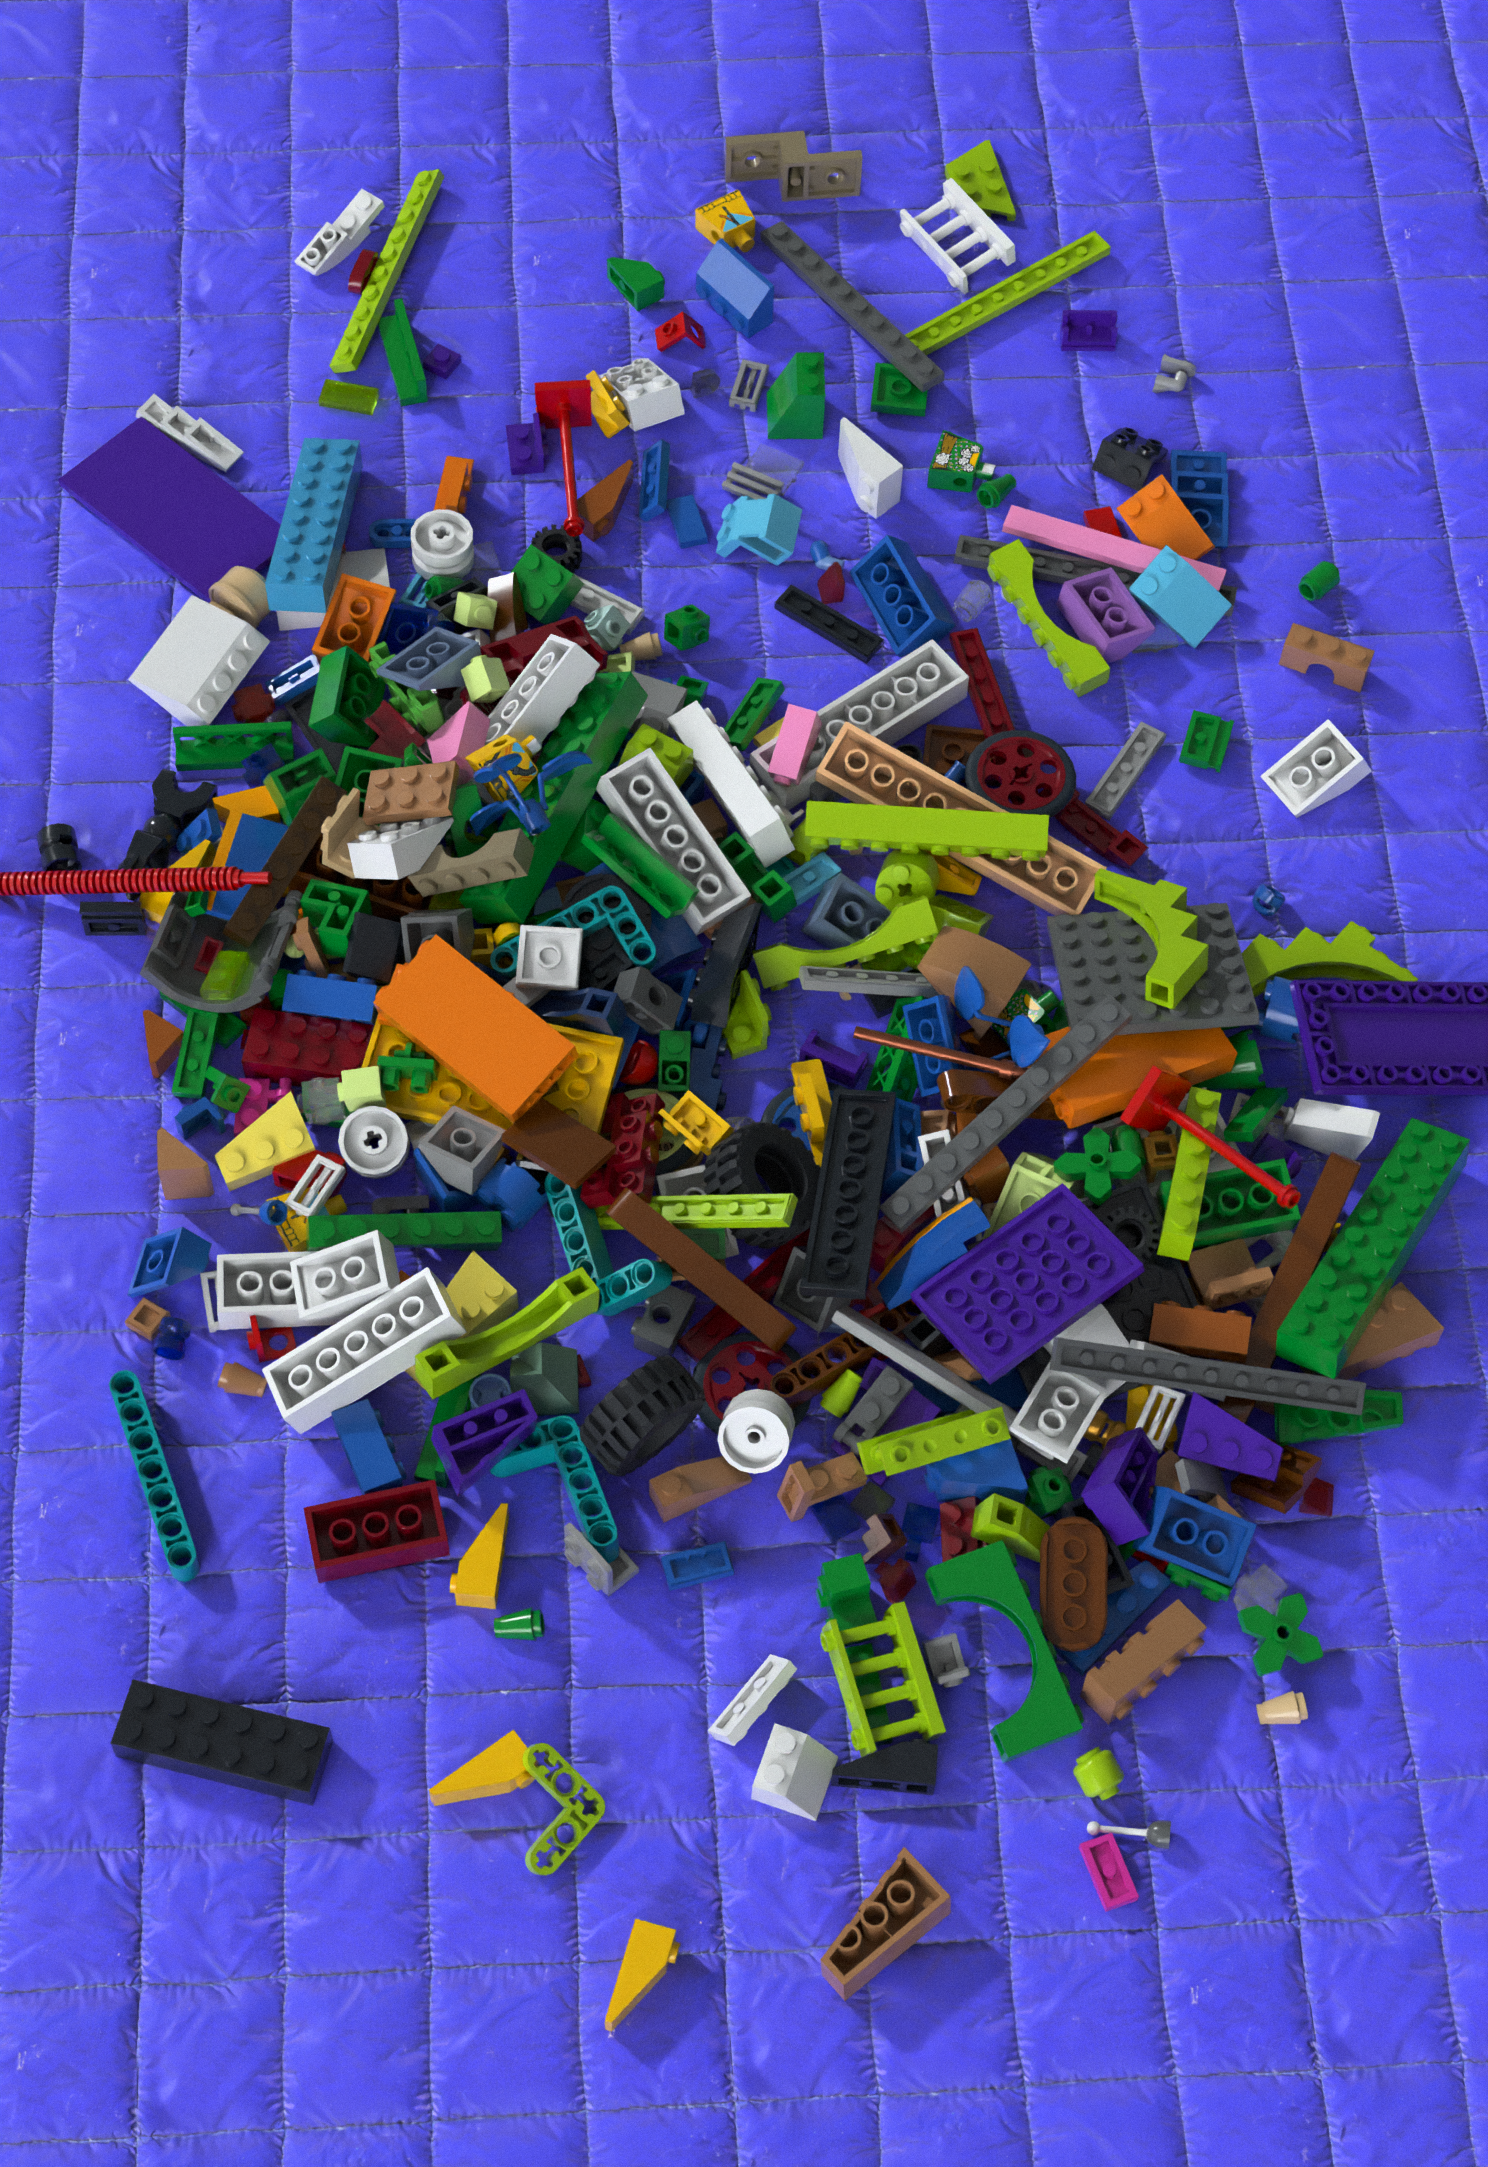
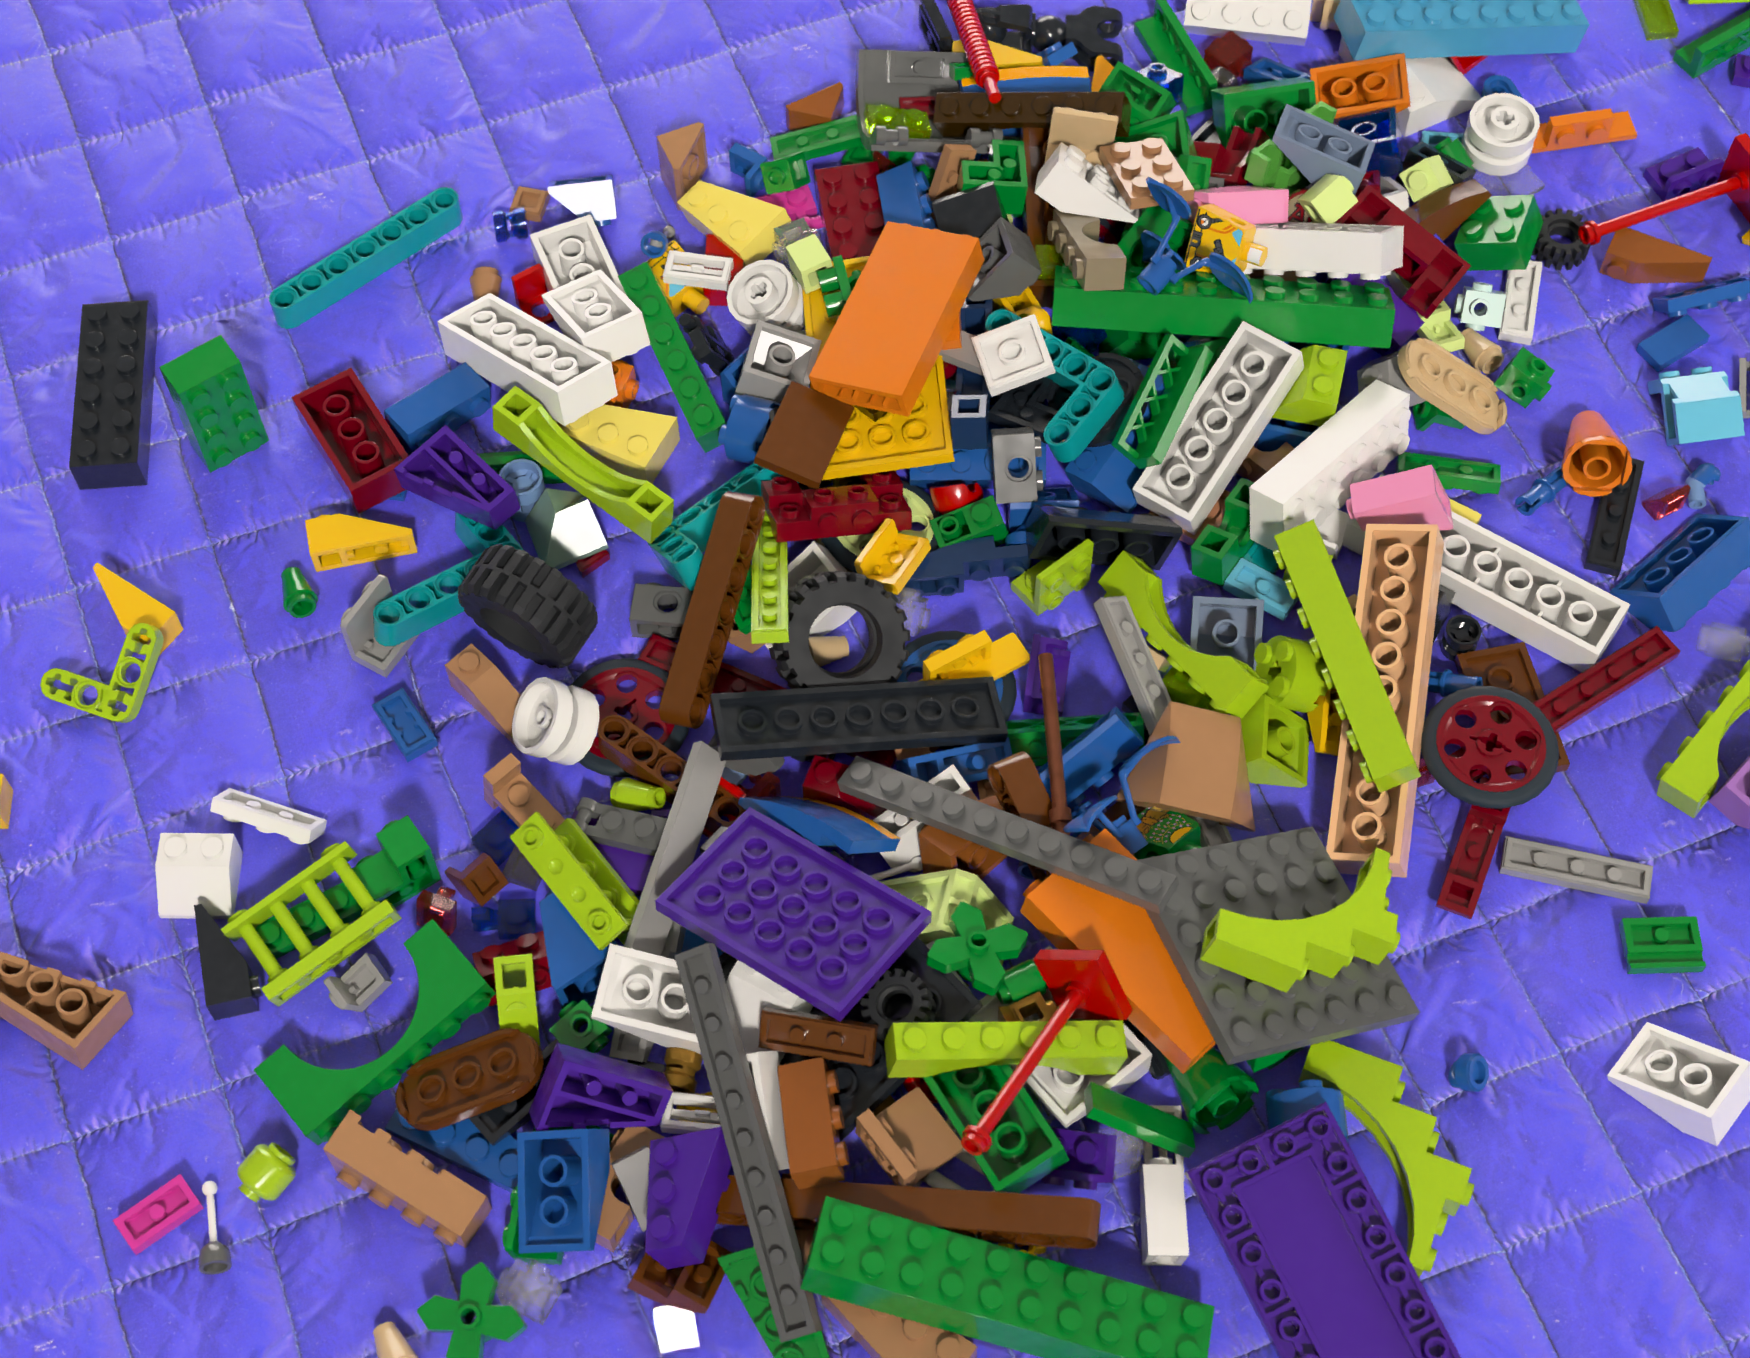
camera: 75 degrees right, 0 degrees up
(311, 1629) = (214, 403): none -> green brick
(682, 675) = (1452, 385): none -> tan tile
(779, 609) = (1594, 456): none -> orange cone
(792, 659) = (1541, 492): none -> blue axle
(1136, 1302) = (818, 1036): none -> reddish brown tile

